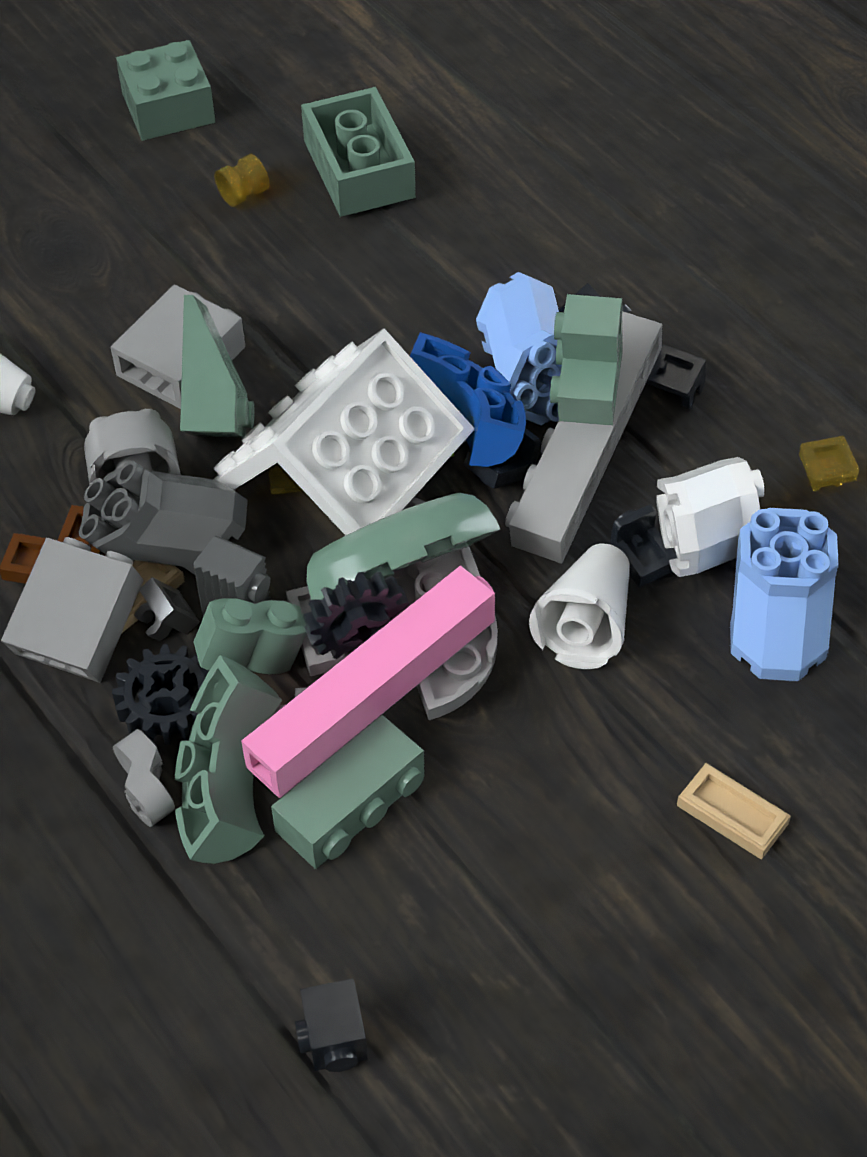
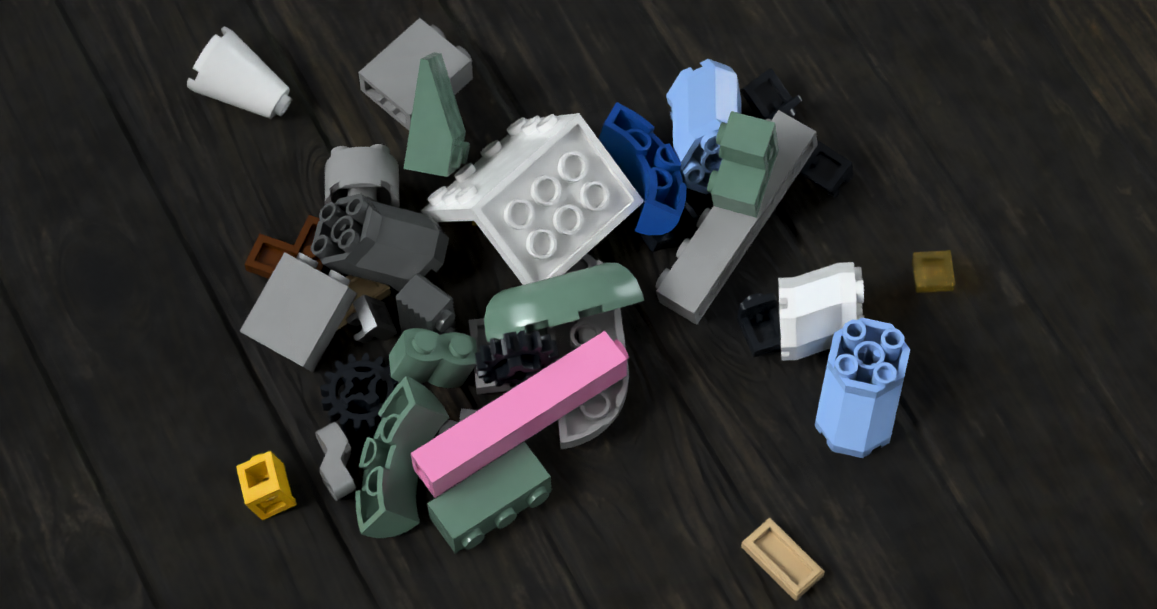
camera: 10 degrees right, 10 degrees up
(56, 820) = (265, 485): none -> yellow brick
(585, 609) = (704, 372): white cone -> none

